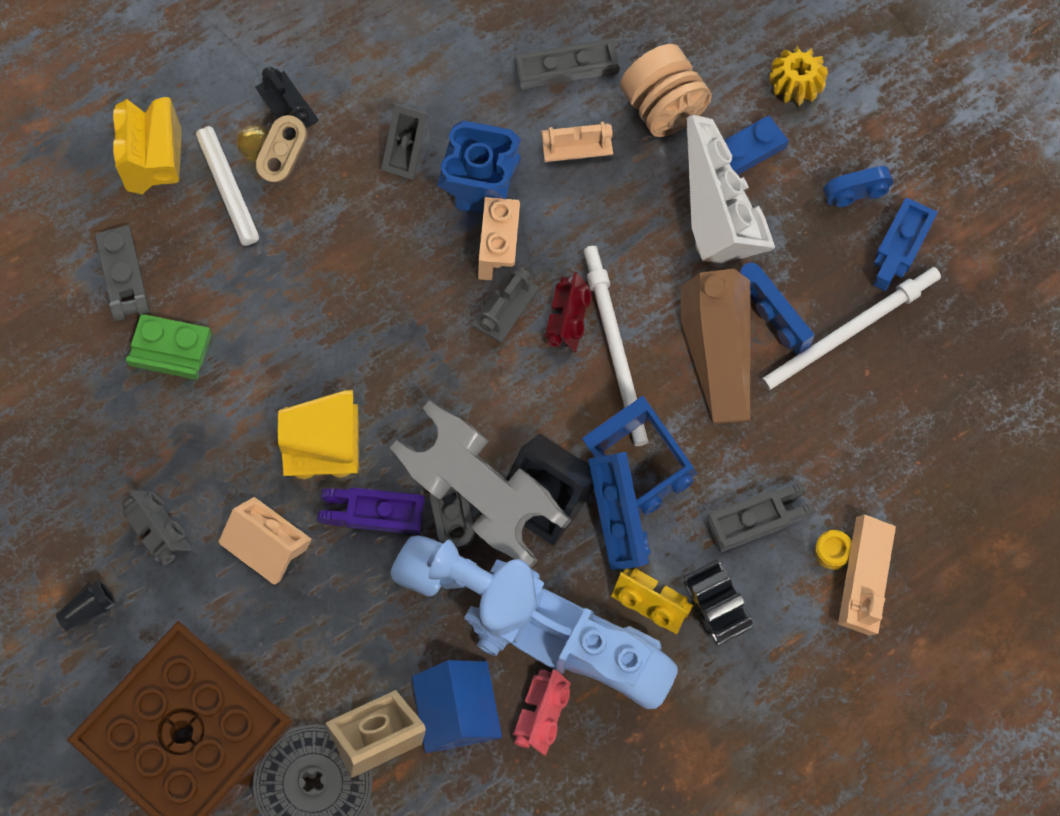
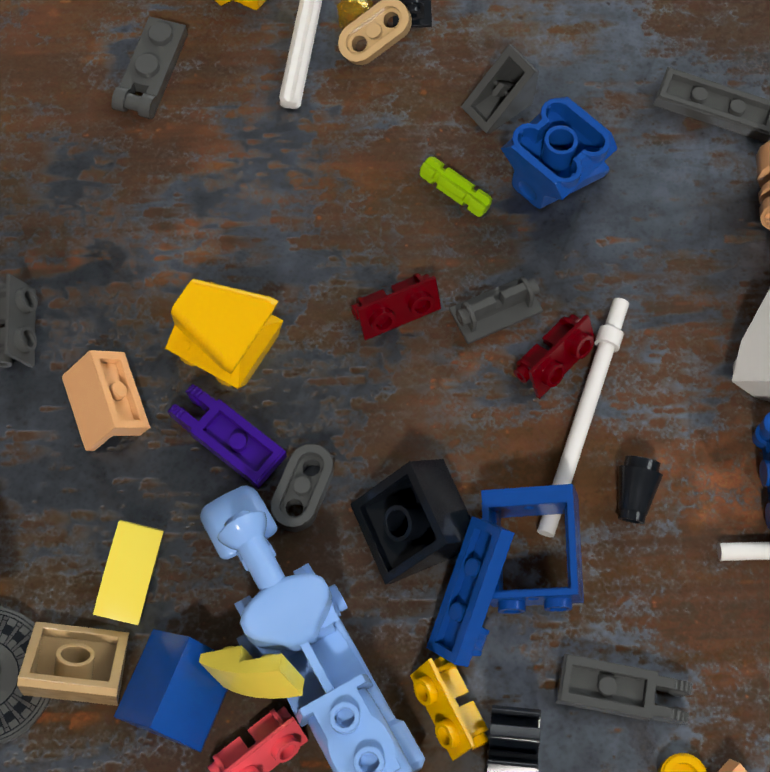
camera: 30 degrees right, 0 degrees up
(169, 346) = (146, 161): bright green plate -> none
(369, 647) = (128, 572): none -> light yellow slope
(417, 232) = (455, 186): none -> lime axle
(440, 334) = (406, 303): none -> dark red hinge
(498, 235) = (531, 233): light nougat bracket -> none
(503, 503) = (353, 505): light grey piece -> none
(518, 654) = (260, 677): none -> light yellow slope
(577, 142) = (676, 187): light nougat hinge -> none
(684, 373) = (637, 488): none -> black cone
(718, 336) = (700, 469): medium nougat wedge -> none

